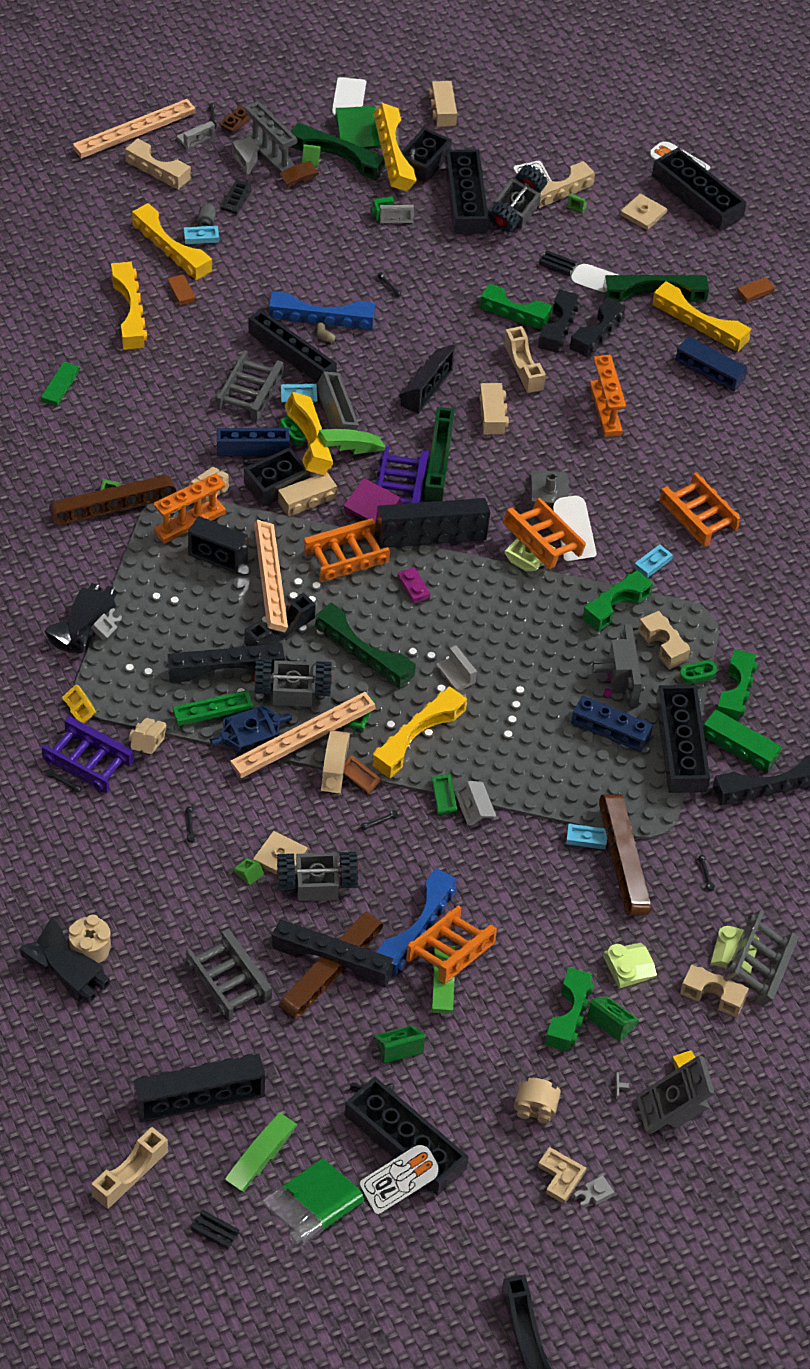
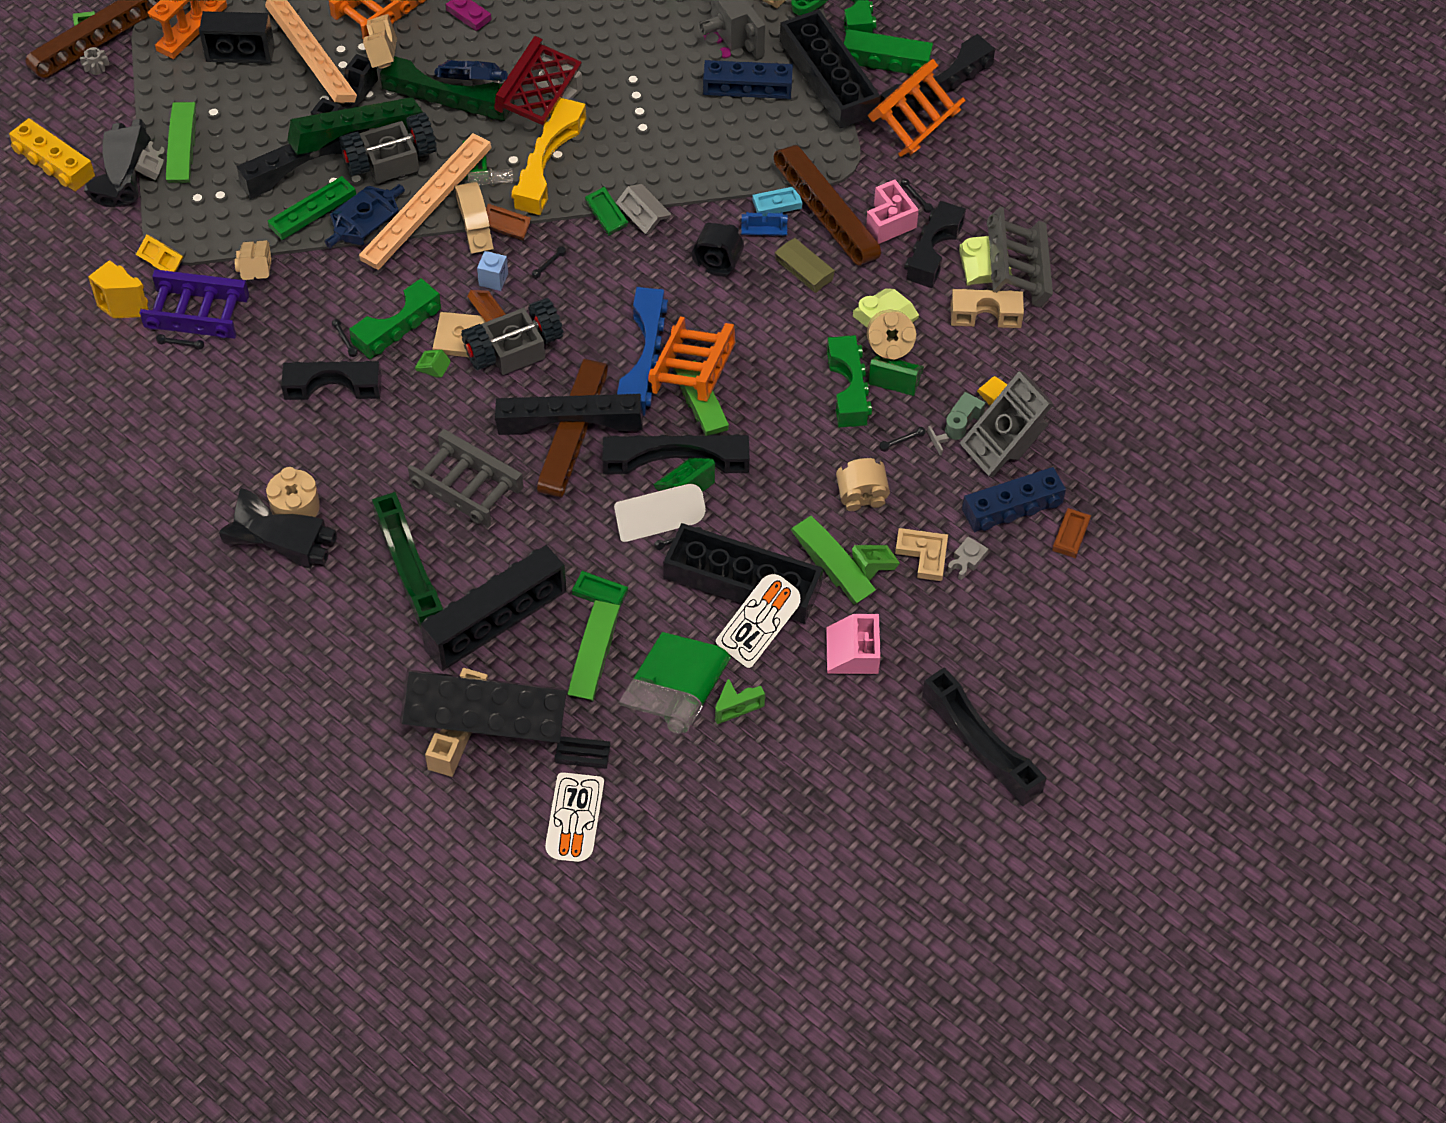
camera: 20 degrees left, 5 degrees up
(32, 724) = (117, 291): none -> yellow slope
(34, 592) = (51, 155): none -> yellow brick
(102, 524) = (94, 61): none -> light grey gear
(136, 617) = (181, 142): none -> bright green slope
(142, 846) = (303, 378): none -> black arch
(151, 1163) = (483, 706): none -> black brick
(153, 1020) = (405, 557): none -> dark green arch
(185, 1277) = (574, 816): none -> sticker
(214, 831) = (374, 335): none -> green arch
(239, 648) = (315, 131): none -> dark green arch
(290, 1105) = (596, 588): none -> green tile
(311, 838) = (485, 304): none -> dark orange tile
(322, 595) = (381, 41): none -> tan arch
(329, 812) = (492, 270): none -> light blue brick
(346, 1238) = (733, 705): none -> bright green slope
(363, 1003) = (627, 453): none -> black arch
(364, 733) = (491, 177): none -> clear axle
(365, 1060) = (659, 512): none -> white sticker
(388, 638) = (470, 70): none -> dark blue plate
(423, 657) = (523, 69): none -> dark red fence
(466, 1228) = (854, 645): none -> bright pink slope
(484, 1152) = (833, 559): none -> bright green slope
(516, 859) = (718, 248): none -> black brick
(517, 1164) = (874, 558): none -> bright green slope
(565, 852) = (764, 225): none -> blue hinge
(574, 1074) = (884, 445): none -> black hinge
(583, 898) = (804, 265): none -> olive piece
(616, 994) = (891, 320): none -> tan brick
(648, 1073) = (962, 414): none -> sand green leg
(655, 1159) = (1013, 499): none -> dark blue brick
(676, 883) = (892, 213): none -> bright pink brick
(690, 1205) = (1071, 533): none -> dark orange tile
(714, 906) = (944, 224): none -> black arch
(741, 779) = (898, 99): none -> orange fence

